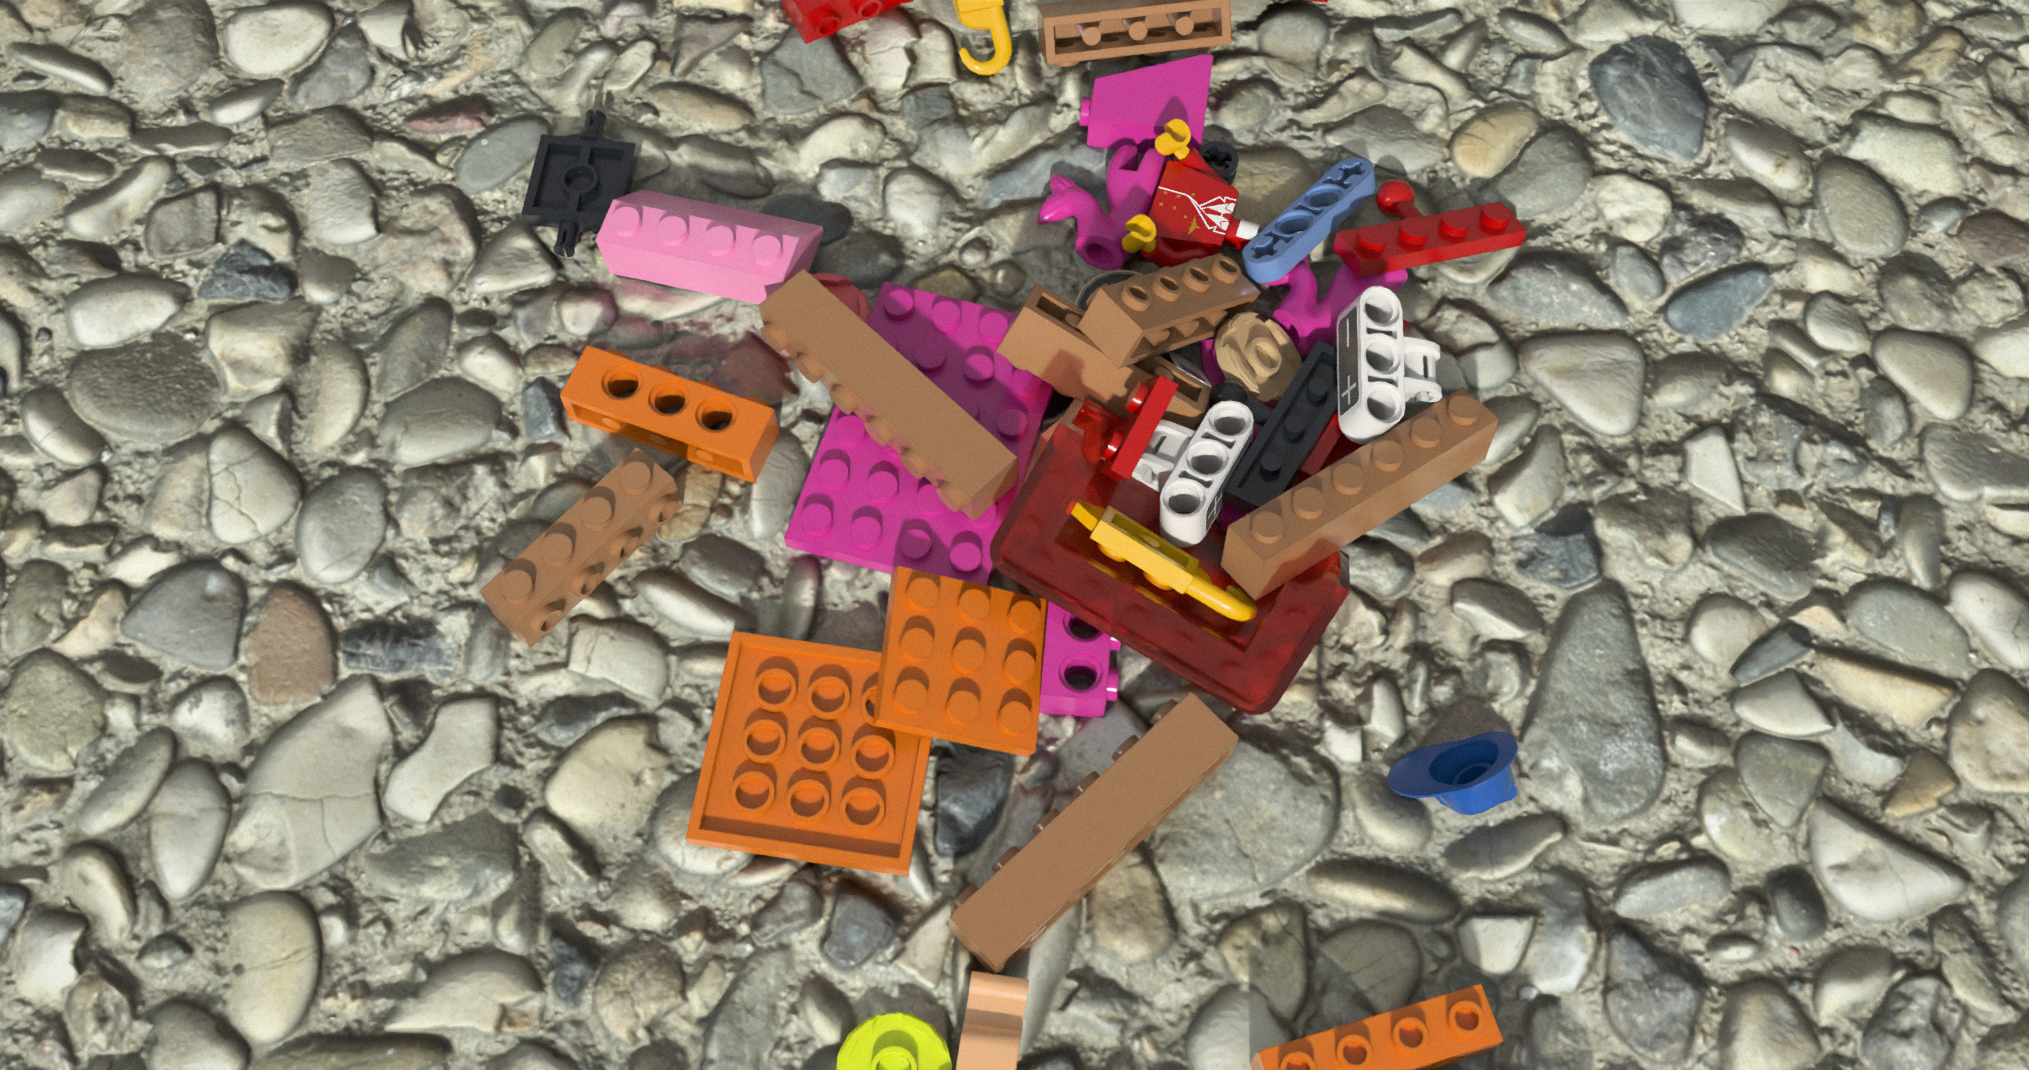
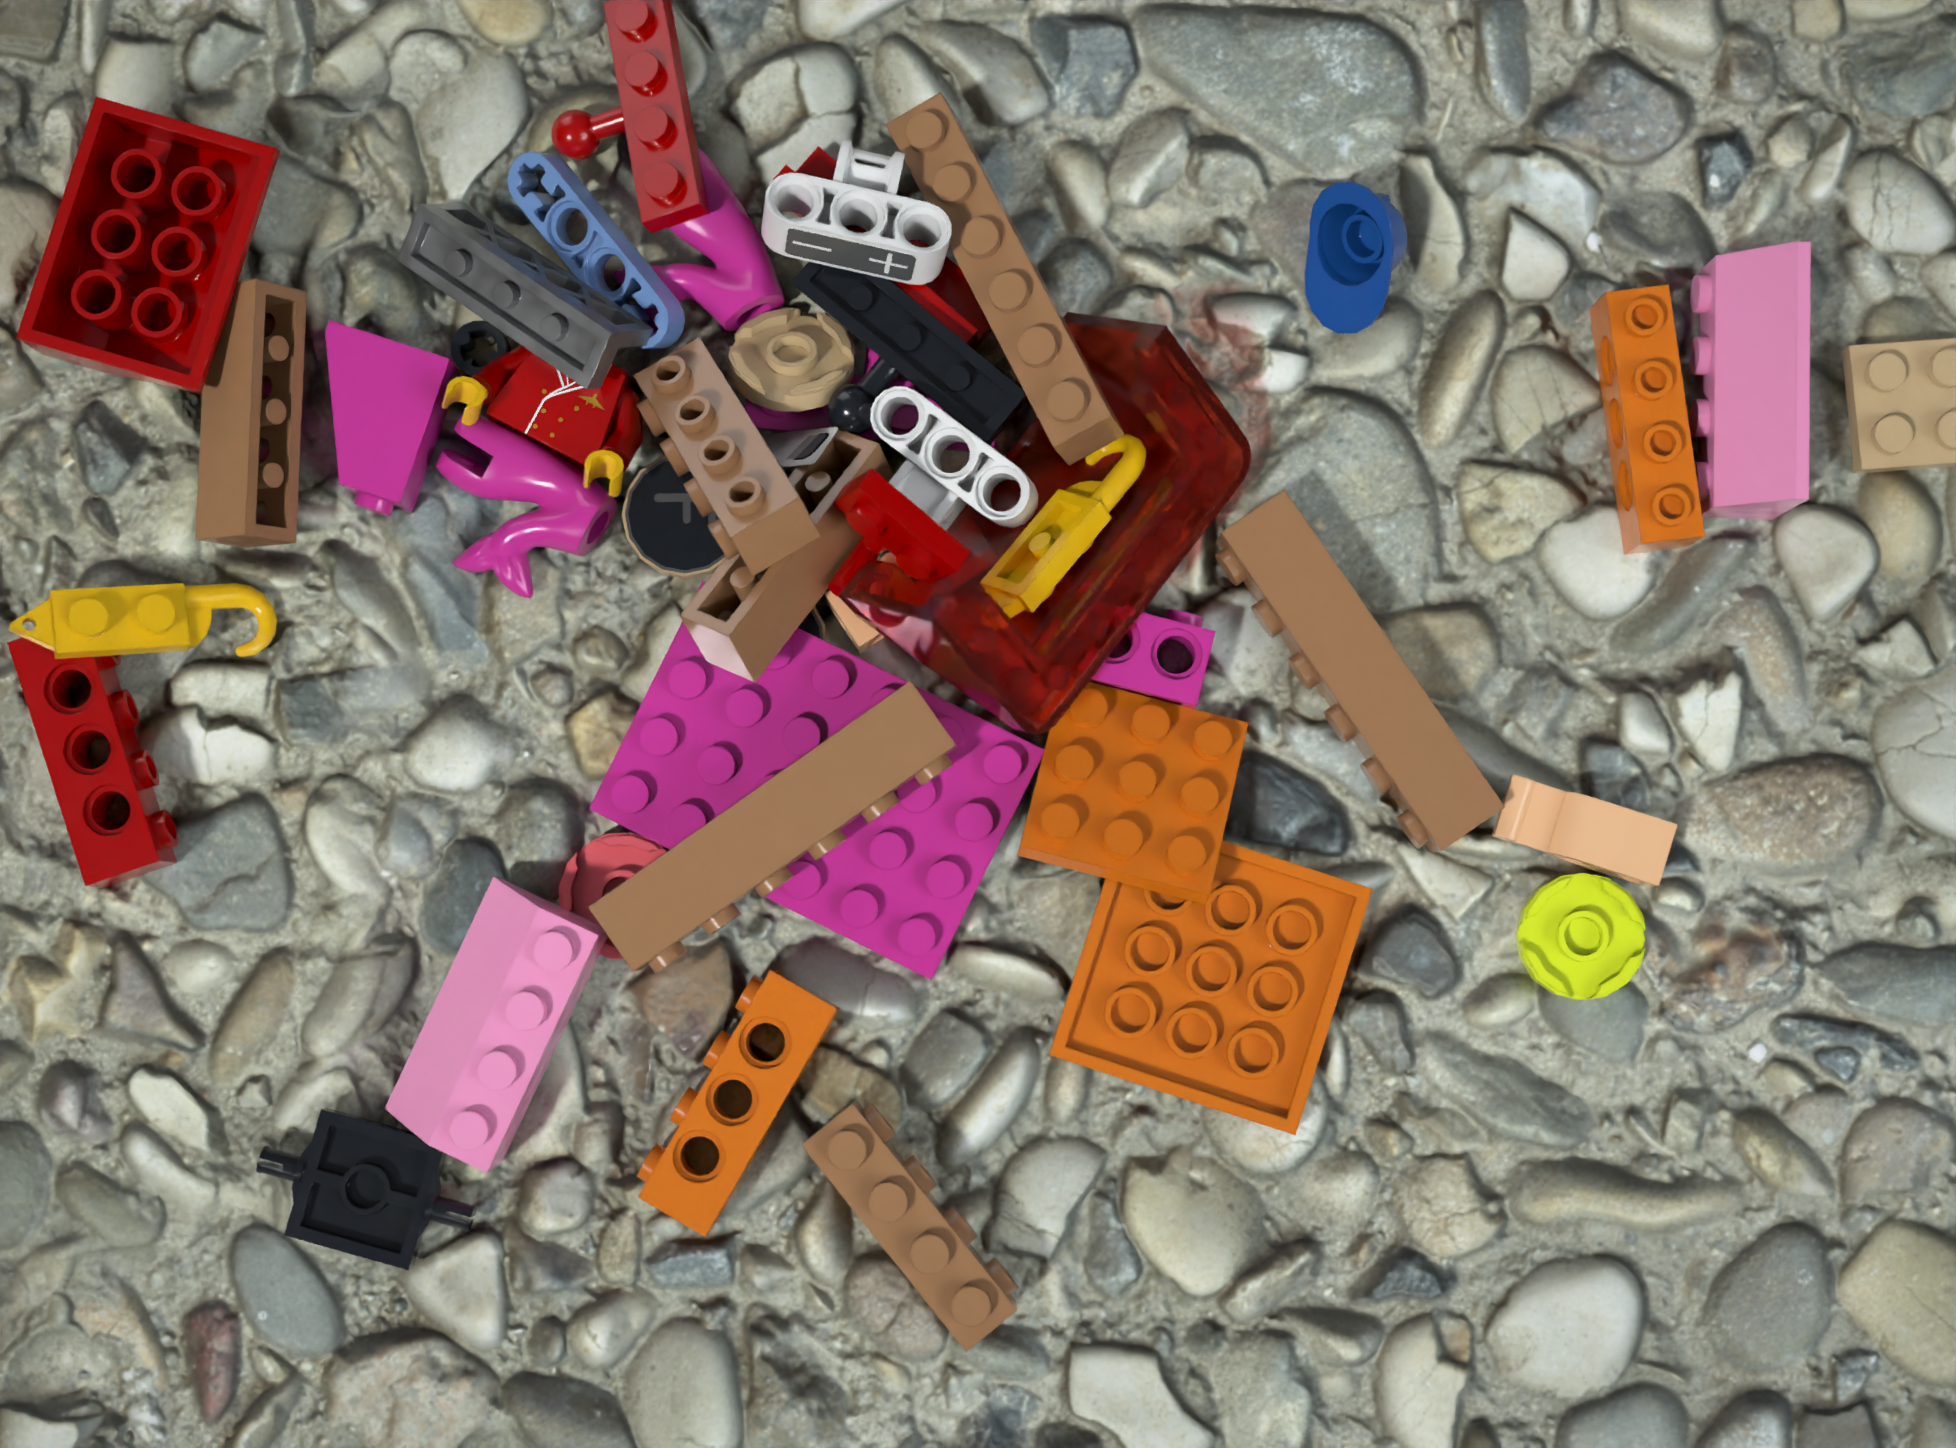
camera: 80 degrees left, 20 degrees up
(1265, 169) = (520, 291): none -> flat silver fence

